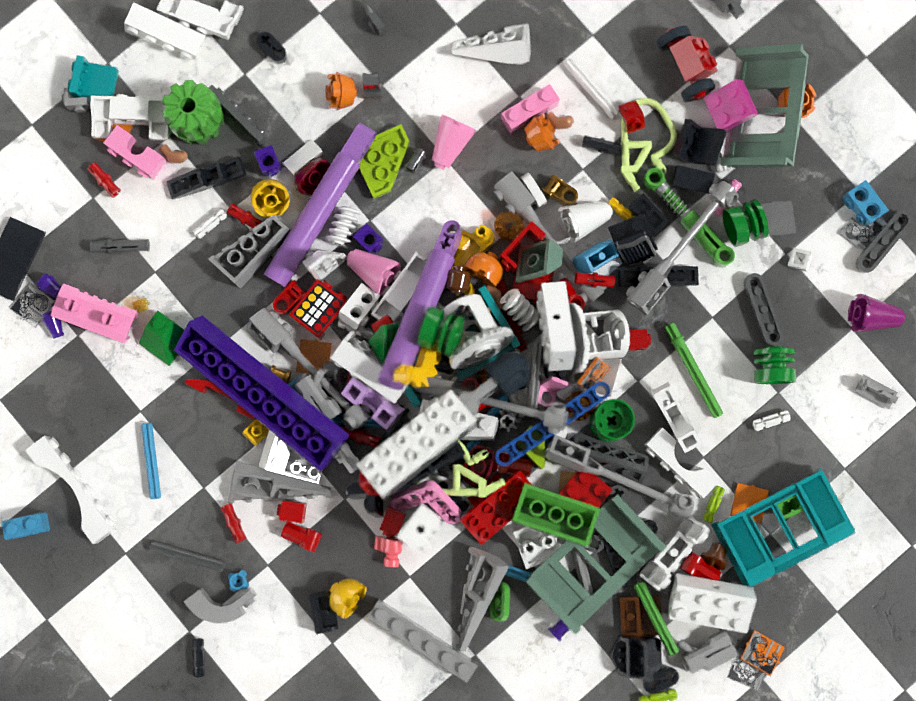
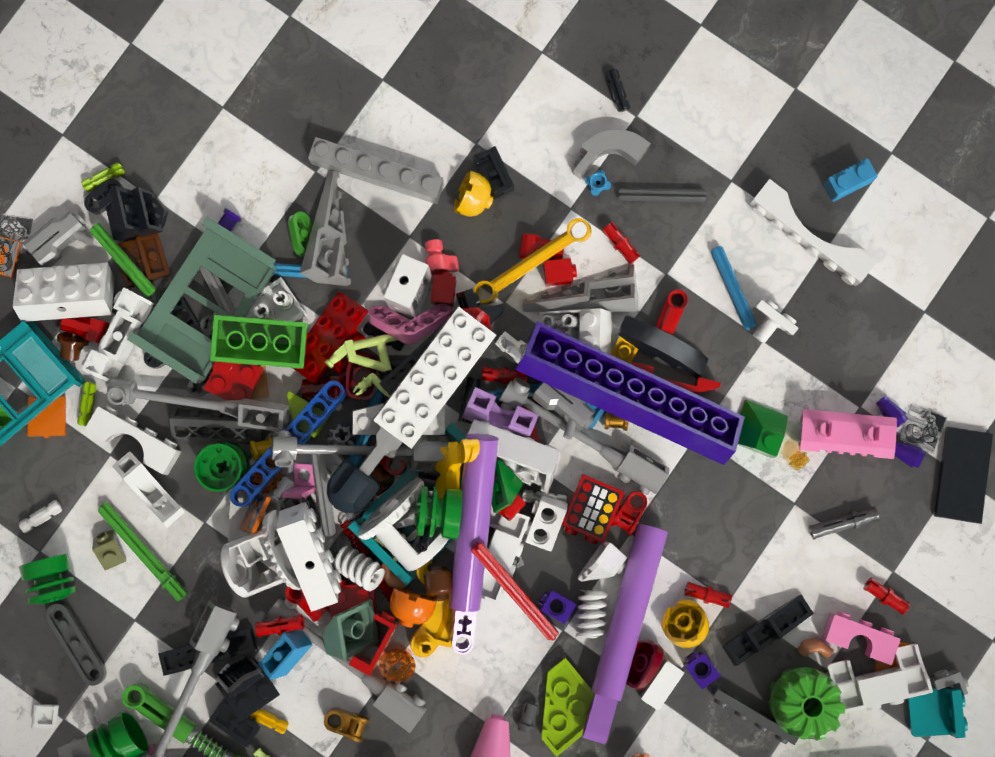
camera: 170 degrees right, 0 degrees up
(127, 422) = (772, 321): none -> white plate
(209, 451) = (671, 314): none -> red piece
(210, 223) = (747, 577): white axle -> none
(226, 429) = (663, 345): none -> black slope
(251, 251) = (689, 555): light grey wedge -> none
(310, 526) = (533, 260): none -> yellow piece
(315, 352) = (581, 456): clear orange piece -> none
(335, 372) = (554, 439): dark grey piece -> none
(373, 269) = (542, 571): bright pink cone -> none
(399, 258) = (514, 591): none -> axle
(528, 181) = (387, 725): white beam -> none
(576, 428) = (259, 448): none -> yellow bush
(582, 219) = (312, 696): white cone -> none
(639, 339) = (211, 570): red brick -> none
(721, 378) = (108, 550): none -> olive bracket

